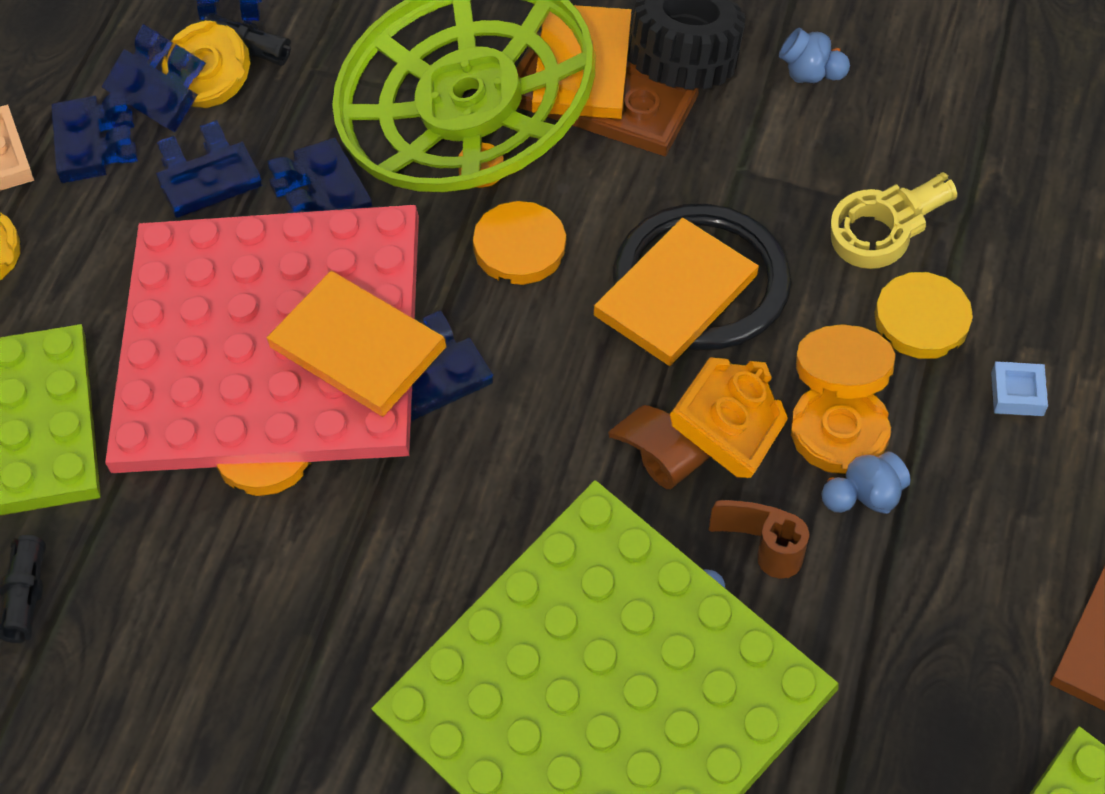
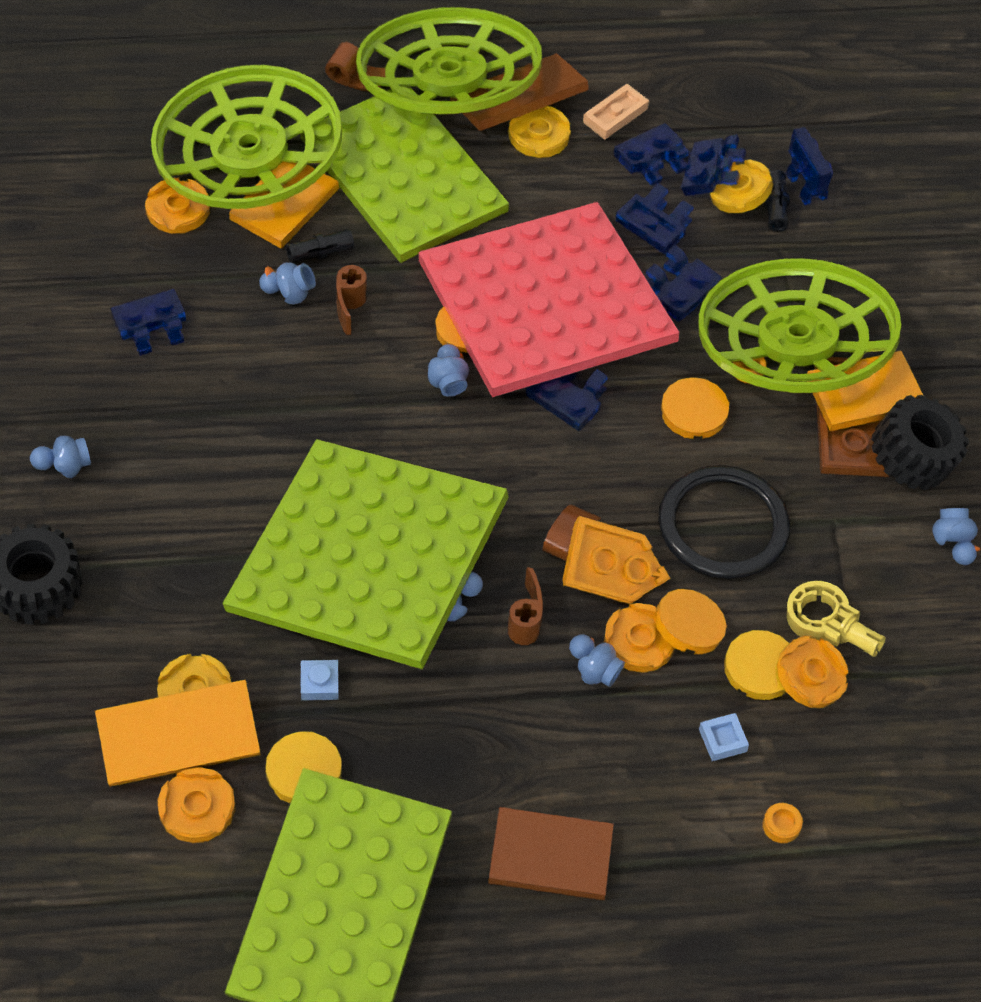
camera: 65 degrees right, 0 degrees up
(71, 643) = (290, 279): none -> medium blue animal
(129, 579) = (351, 293): none -> dark orange panel
(334, 498) = (448, 371): none -> medium blue animal
(357, 343) = (549, 334): light orange tile -> none
(675, 291) = (694, 503): light orange tile -> none
(956, 264) = (812, 672): none -> light orange tile

